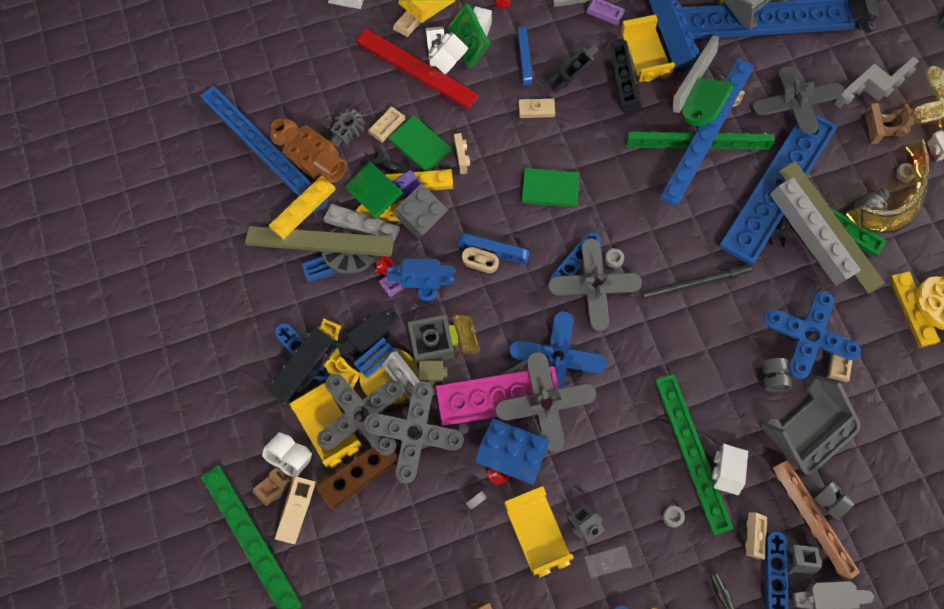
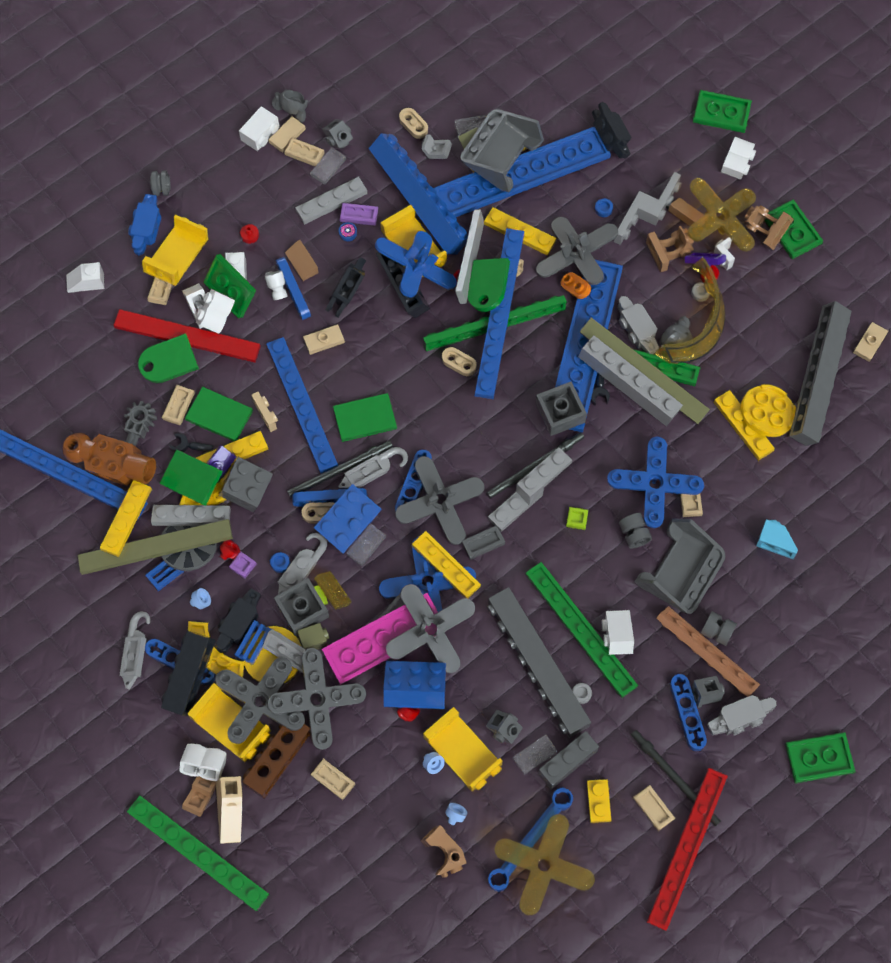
camera: 20 degrees left, 0 degrees up
(264, 329) = (133, 651): none -> light grey plate
(342, 301) = (200, 599): none -> light blue tile
(394, 83) = (169, 359): none -> green tile
(403, 515) = (333, 779): none -> tan plate
(421, 273) = (269, 545): blue hinge -> none
(447, 301) = (302, 564): none -> light grey plate
(476, 500) = (396, 742): light grey tile -> none
(497, 160) = (302, 405): none -> blue plate
(502, 272) = (347, 518): none -> blue brick
(505, 534) = (433, 762): none -> light blue tile
(510, 45) = (275, 281): none -> white piece
(510, 593) = (455, 813): none -> light blue tile
(512, 303) = (366, 544): none -> clear plate
(540, 35) = (302, 261): none -> medium nougat slope
(540, 235) = (372, 468): none -> light grey plate
(547, 221) = (373, 451): none -> pearl dark grey bar
(580, 343) = (445, 563): none -> yellow plate
(590, 23) = (347, 231): none -> tile
(614, 258) = (450, 468): light grey tile -> none
(623, 337) = (483, 542): none -> dark grey tile
(639, 70) = (414, 271): none -> blue piece
(640, 580) = (568, 760): none -> dark grey brick
(641, 473) = (539, 663): none -> dark grey brick
(656, 165) = (459, 362): none -> tan plate
(685, 301) = (530, 489): none -> light grey bracket
(722, 344) = (577, 518): none -> lime tile
(739, 235) = (560, 408): none -> dark grey brick
(756, 536) = (660, 684): tan plate -> none
(758, 78) = (532, 236): none -> yellow plate
(787, 130) = (576, 285): none -> orange plate
(833, 70) = (604, 207): none -> blue tile
(836, 183) = (638, 325): none -> light grey hinge
(910, 95) = (685, 211): none -> medium nougat slope
(918, 431) = (776, 539): none -> medium azure slope
(932, 145) = (711, 258): none -> dark purple plate

